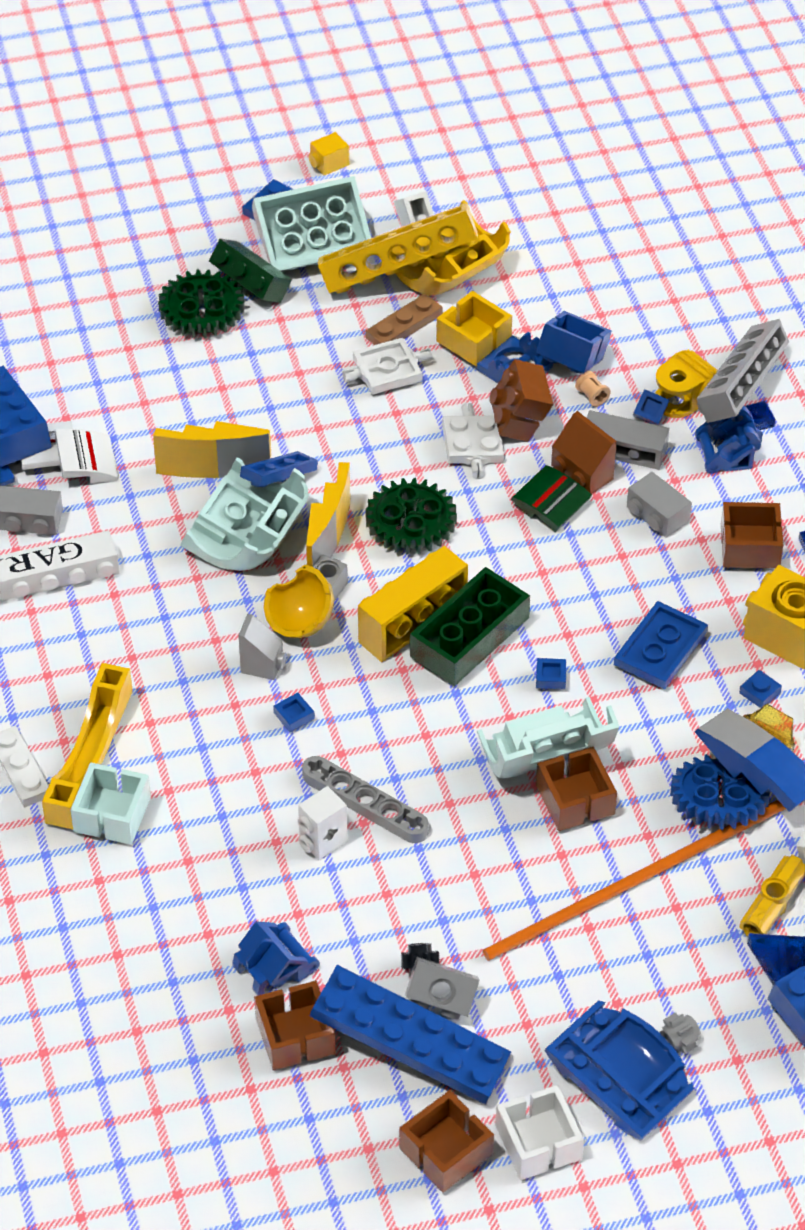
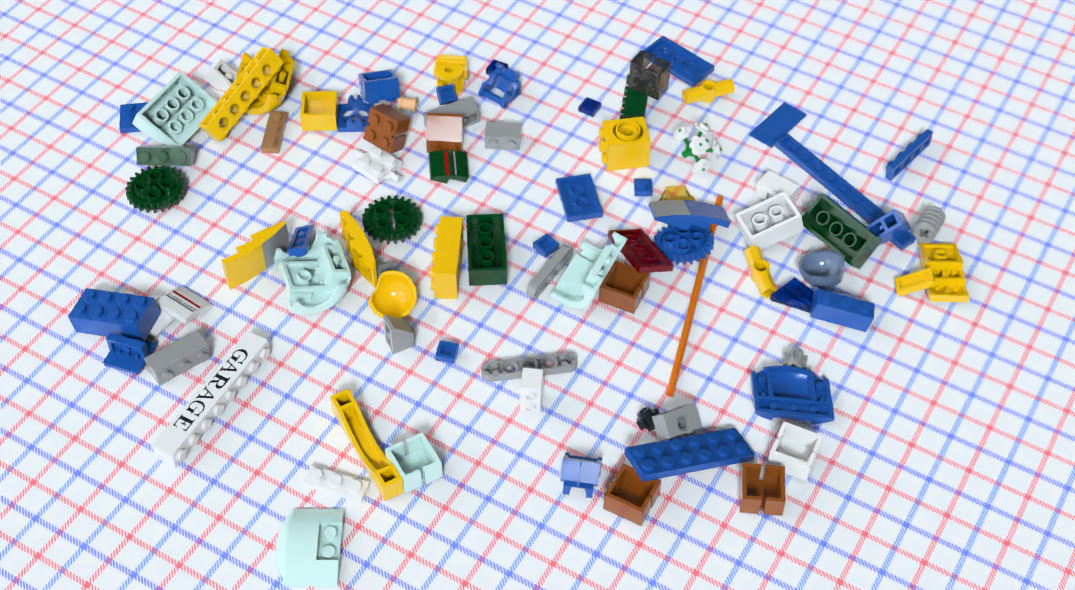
camera: 45 degrees left, 0 degrees up
(329, 153) = (137, 74): yellow brick -> none
(387, 365) = (292, 157): white plate -> none
(486, 711) = (549, 271): none -> light grey beam
(646, 759) = (642, 252): none -> dark red tile
(742, 371) = (476, 49): light grey brick -> none
(751, 535) = (563, 120): dark orange piece -> none

